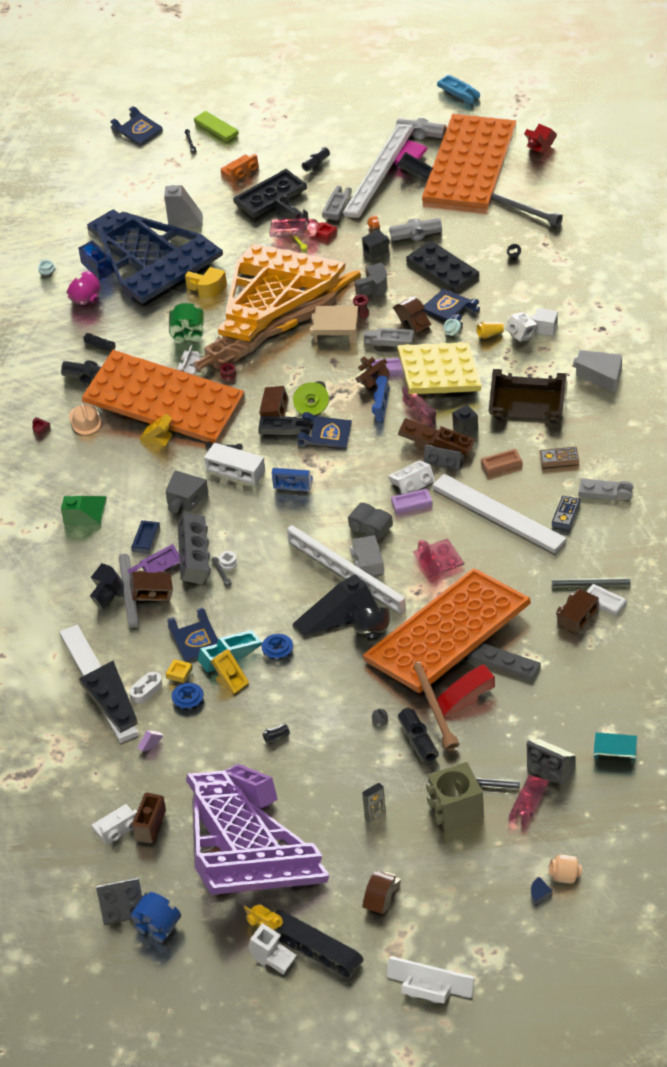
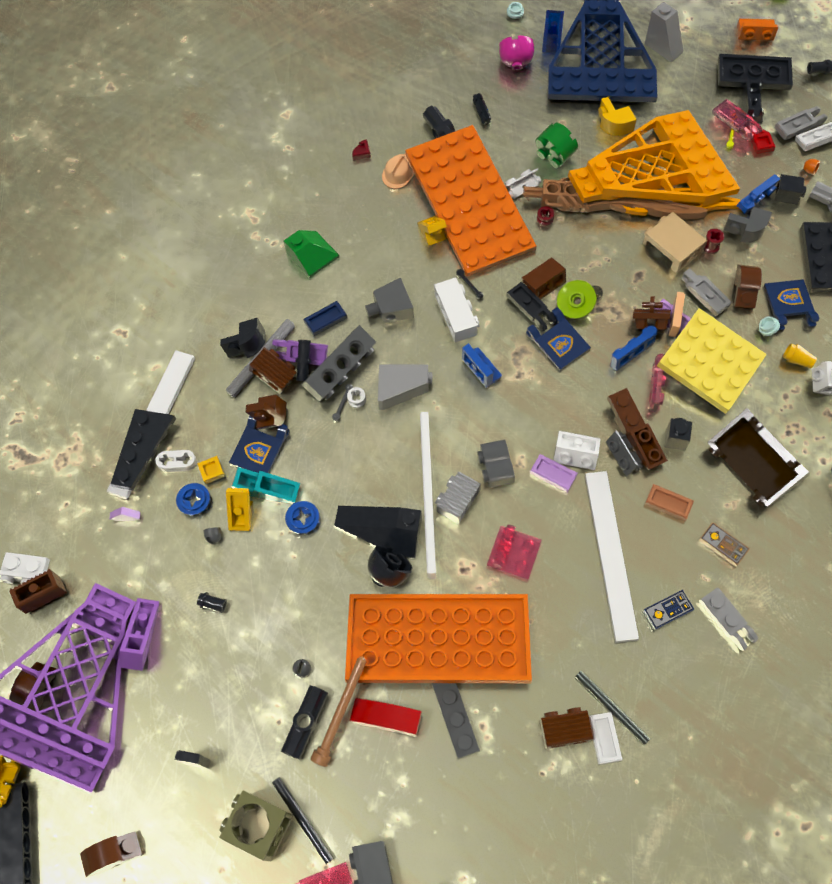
camera: 45 degrees right, 20 degrees up
(165, 562) = (303, 360): none -> black pin
(180, 606) = (268, 412): none -> reddish brown brick
(226, 701) = (212, 535): none -> dark grey hinge
(249, 528) = (401, 383): none -> light grey slope
(360, 258) = (758, 194): none -> blue hinge
(393, 363) = (676, 316): none -> light nougat tile

